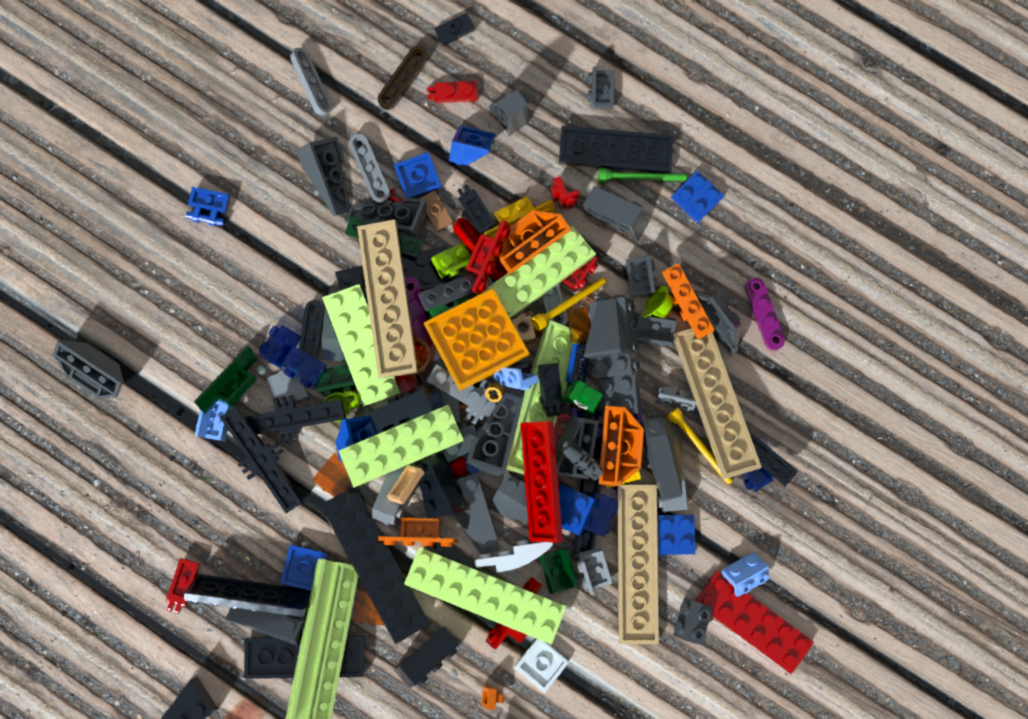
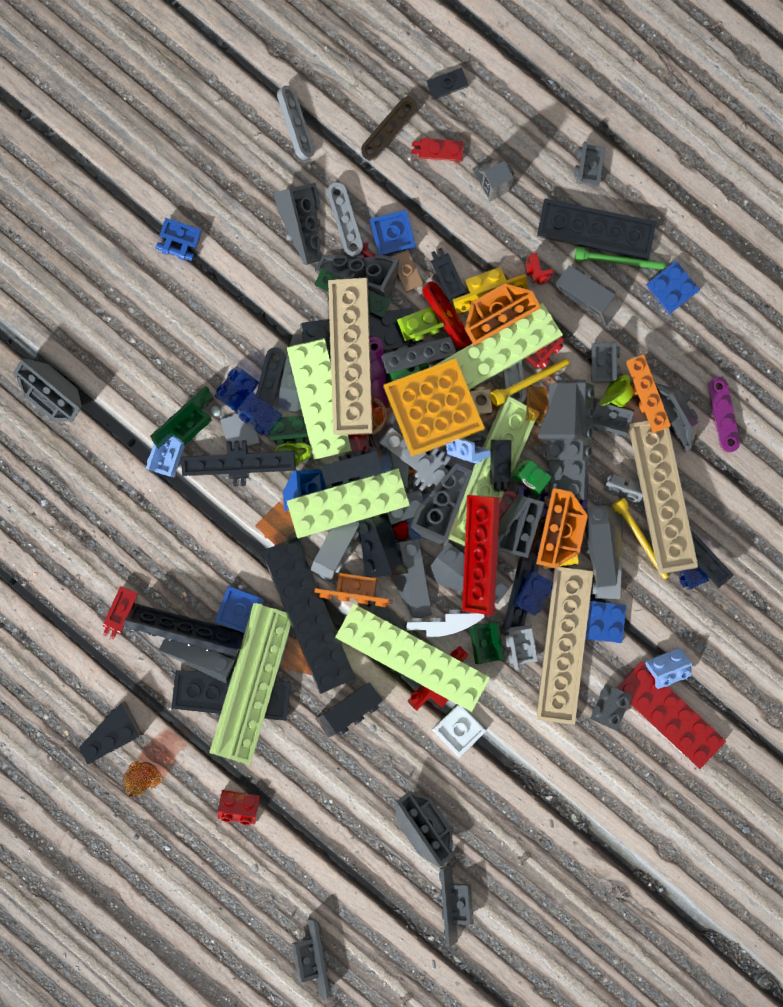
camera: 15 degrees right, 5 degrees up
(261, 459) = (208, 499): black hinge -> none
(405, 484) = (348, 541): light nougat tile -> none
(470, 145) = (450, 207): blue slope -> none
(485, 255) = (451, 324): red bracket -> none
(491, 697) = (406, 755): orange tile -> none
(494, 397) = (443, 466): pearl gold bush -> none
(574, 509) = (509, 585): blue plate -> none
(577, 364) = (530, 443): tile -> none
(582, 459) = (523, 538): dark grey hinge -> none

